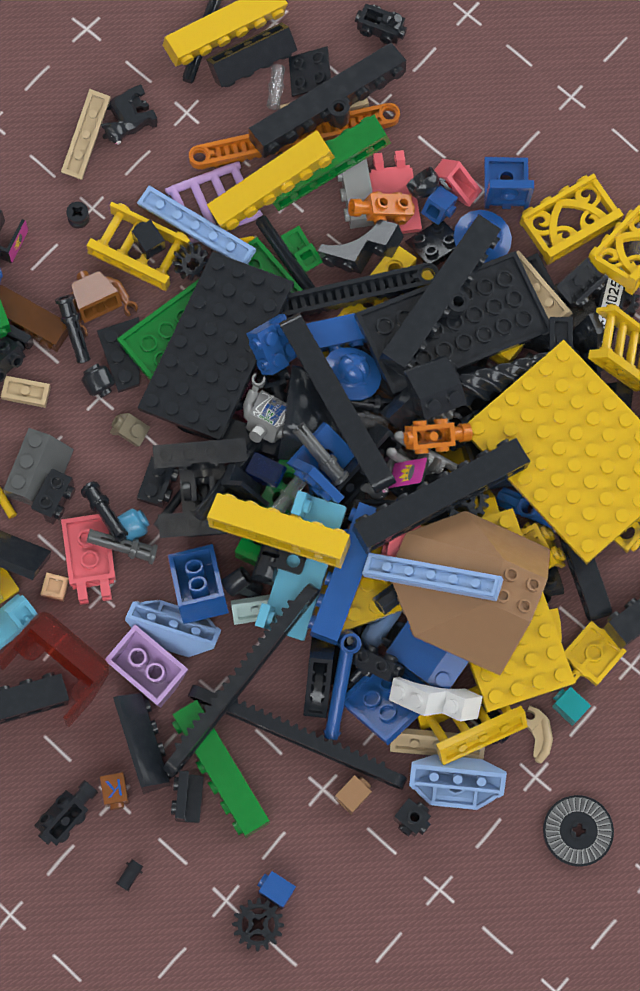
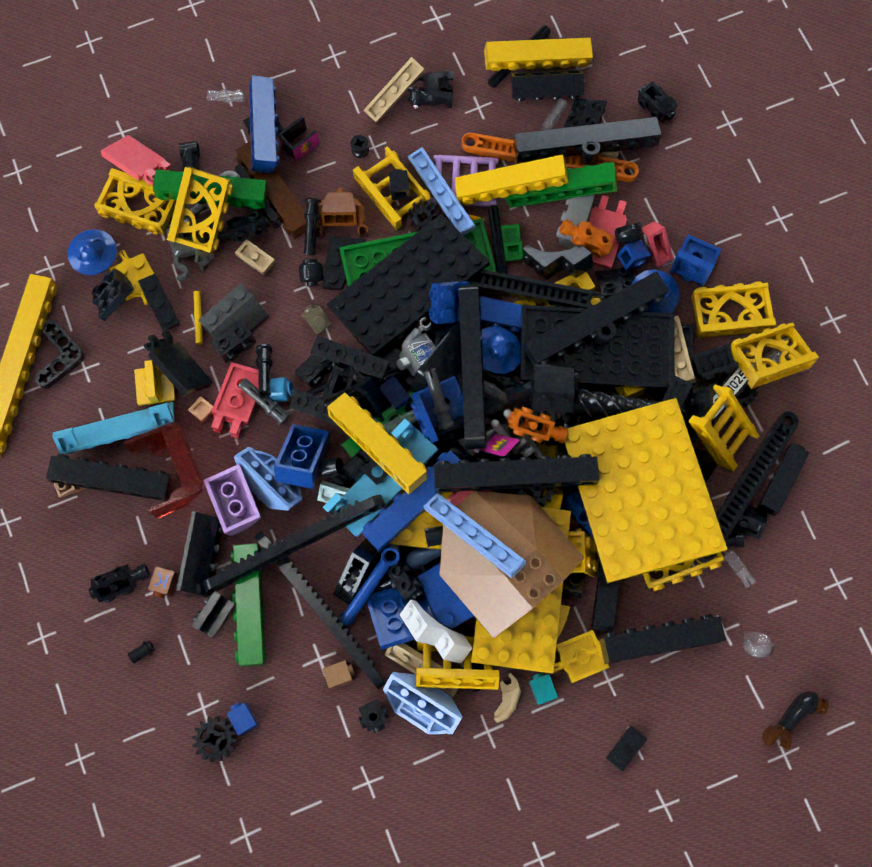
camera: 35 degrees right, 0 degrees up
(590, 845) = (516, 790): piece -> none

